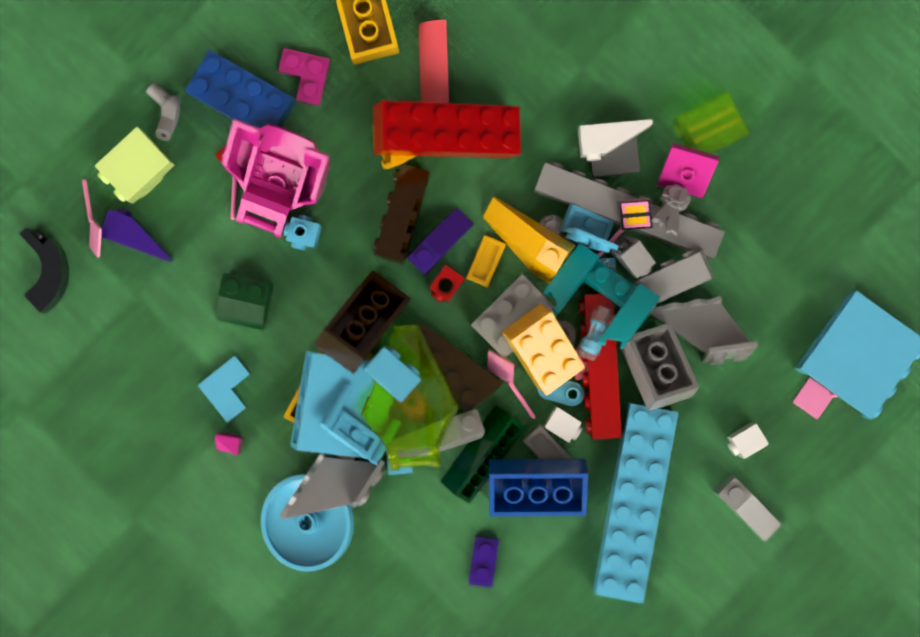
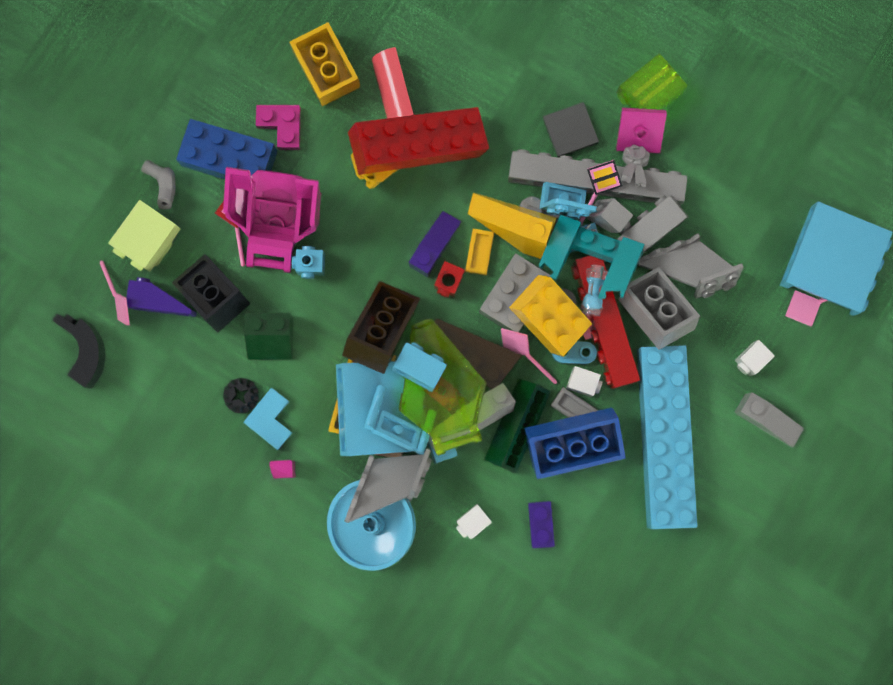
camera: 10 degrees left, 5 degrees down
(192, 241) = (211, 293): none -> black slope
(211, 361) = (251, 396): none -> black gear
(402, 214) = (394, 226): dark brown wedge -> none
(413, 543) = (472, 522): none -> white brick
(601, 139) = (559, 118): white slope -> none

